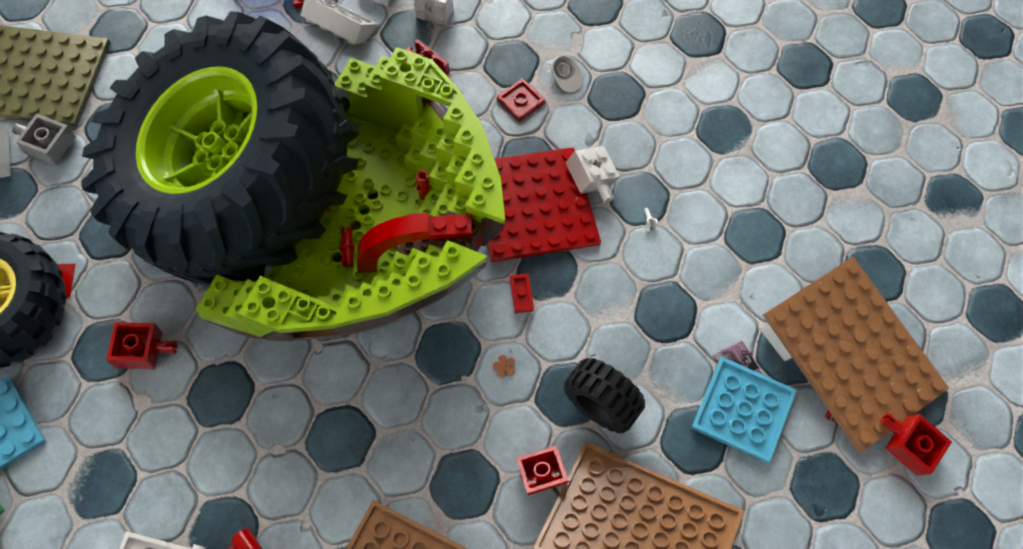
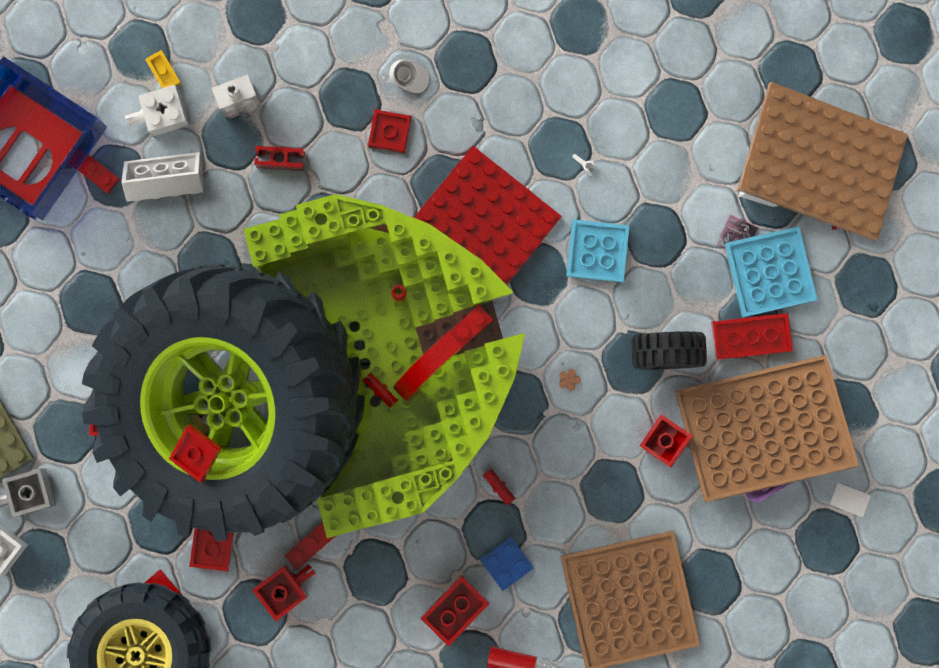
camera: 45 degrees left, 20 degrees up
(125, 274) = (209, 553): none -> red plate
(156, 154) = (195, 453): none -> red tile
(195, 333) = (308, 547): none -> red plate
(247, 471) = (454, 610): none -> red brick
(325, 471) = (506, 563): none -> blue plate
(374, 403) = (499, 487): none -> red pin
(521, 293) = (535, 310): red plate -> none
(593, 171) = (510, 159): white brick -> none
(608, 287) = (597, 251): none -> medium azure plate
(688, 449) = (752, 336): none -> red plate
(916, 443) = (911, 203): red brick -> none

